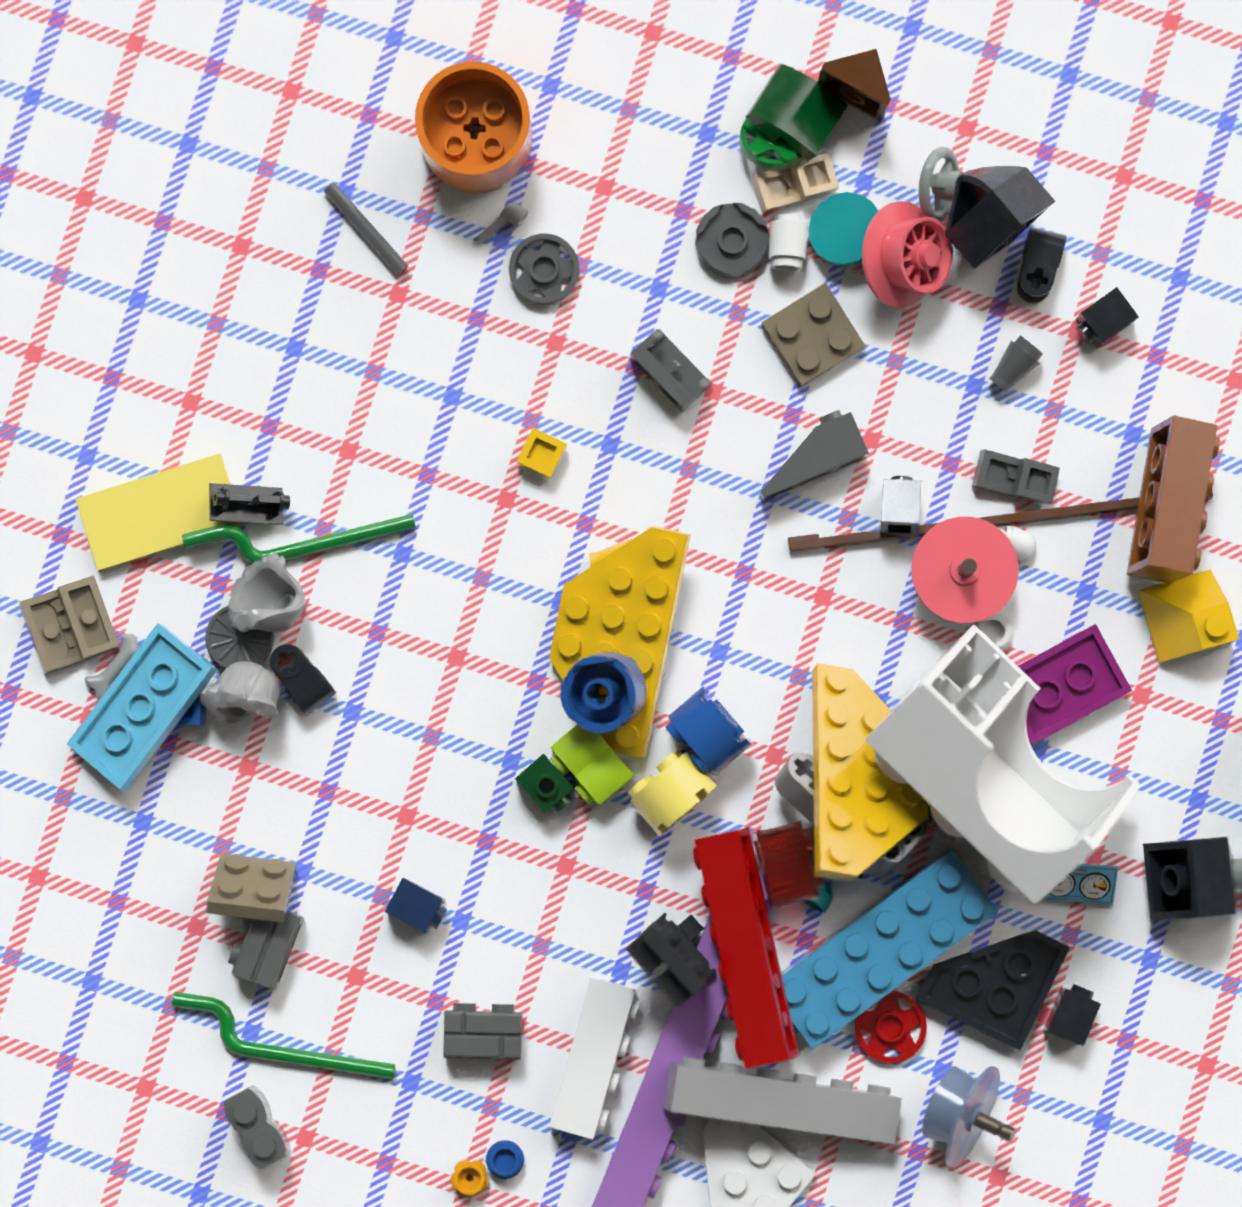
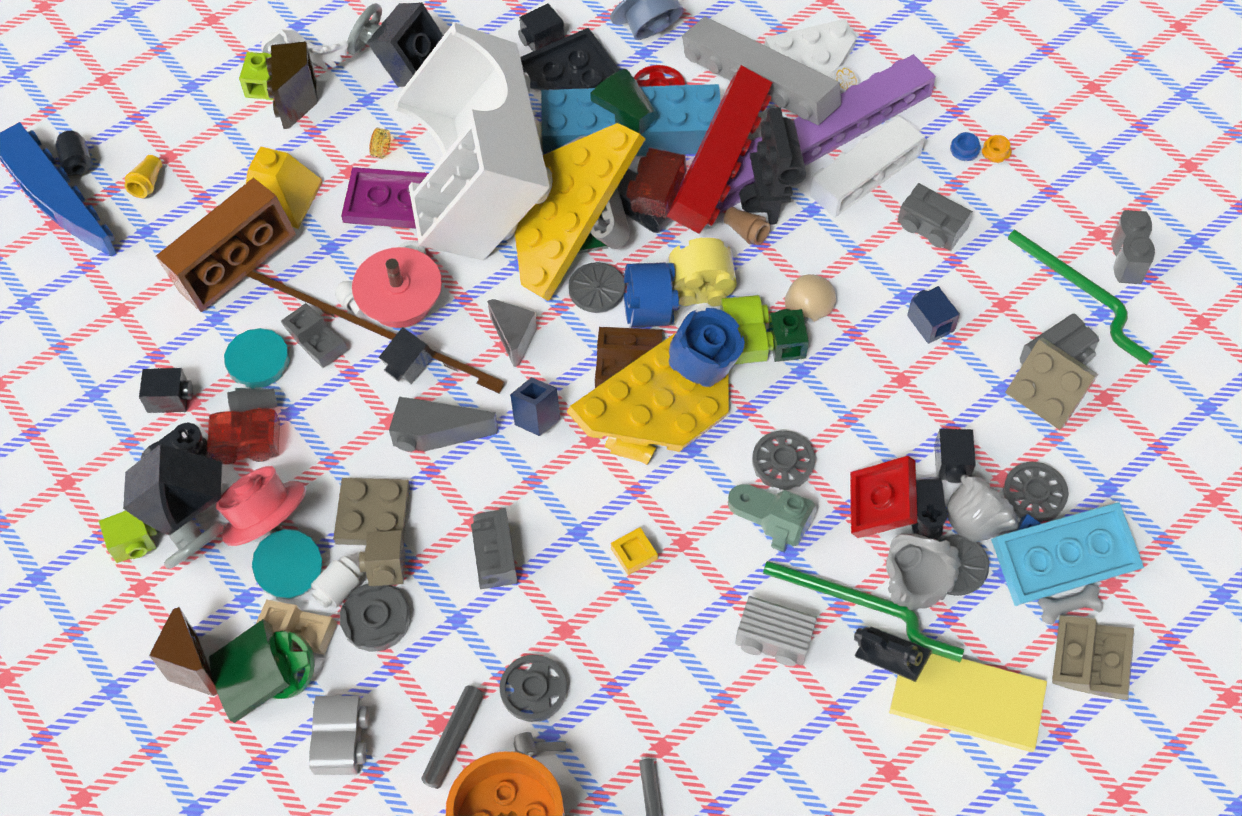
camera: 145 degrees left, 25 degrees down
(208, 768) = (1036, 491): none -> dark grey wheel
(303, 750) = (954, 454): none -> black brick
(343, 653) = (883, 497): none -> red plate
(363, 457) = (775, 631): none -> light grey brick
(429, 577) = (780, 515): none -> sand green piece
(466, 645) = (783, 459): none -> dark grey wheel
(552, 849) = (812, 295): none -> tan hair
(582, 180) = (452, 737): none -> dark grey axle
(670, 895) = (749, 226): none -> medium nougat cone
(678, 112) = (337, 735): none -> light grey brick
(689, 1164) = (846, 77): none -> white tile
(694, 658) = (621, 347): none -> reddish brown slope
(733, 532) = (535, 406): none -> dark blue brick
(760, 289) = (383, 558): none -> dark tan brick
(777, 720) = (596, 287): none -> dark grey wheel
(821, 610) = (514, 327): none -> flat silver slope
(889, 945) = (626, 100): none -> dark green slope
(991, 323) = (243, 435): none -> clear red brick
(1015, 151) = (127, 536): none -> lime brick
(1052, 415) = (256, 358): none -> teal tile
(1129, 742) = (379, 143): none -> clear yellow tile

